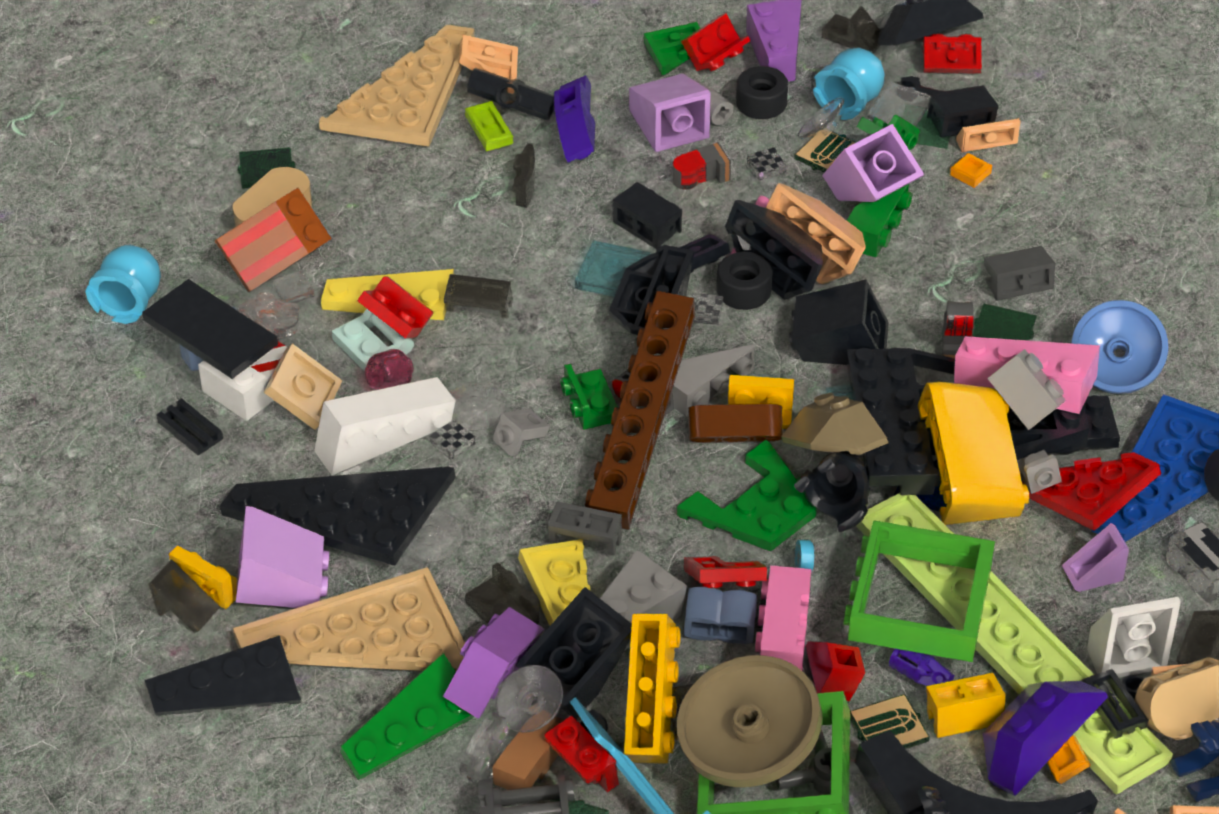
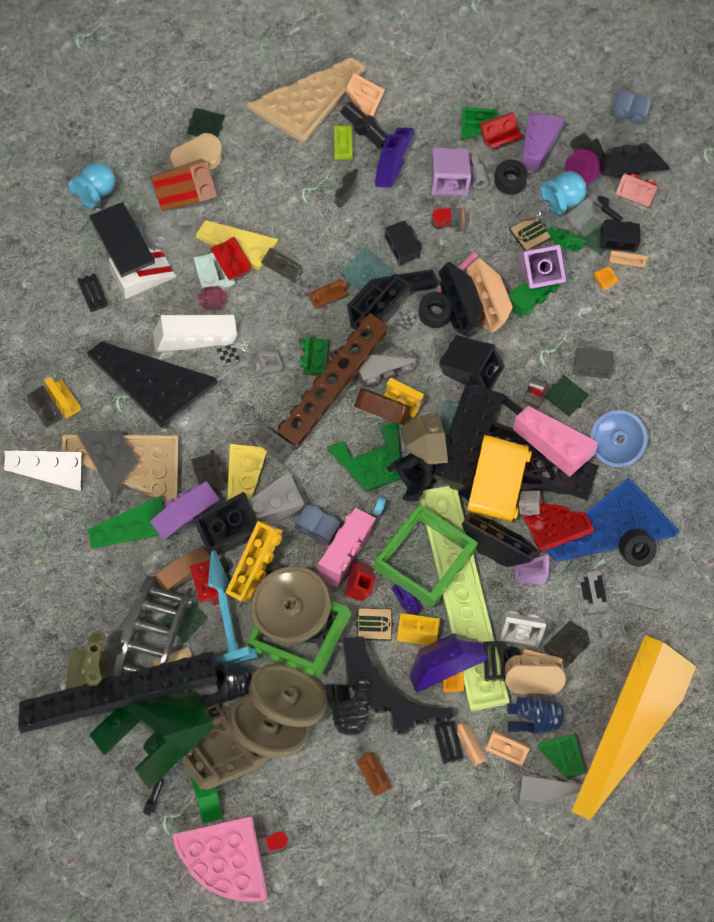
camera: 15 degrees right, 20 degrees up
(280, 562) = (101, 405): lavender slope -> none
(302, 385) = (160, 292): tan plate -> none
(327, 629) = (109, 455): none -> dark grey wing
(521, 690) = (184, 539): clear dish -> none
(568, 311) = (328, 293): none -> dark orange hinge
(713, 571) = (324, 500): red plate -> none
(766, 163) = (489, 229): clear tile -> none
(861, 35) = (585, 164): none -> magenta tile
(1023, 542) = (498, 541): none -> black wedge
(1027, 388) = (542, 455): light grey brick -> none

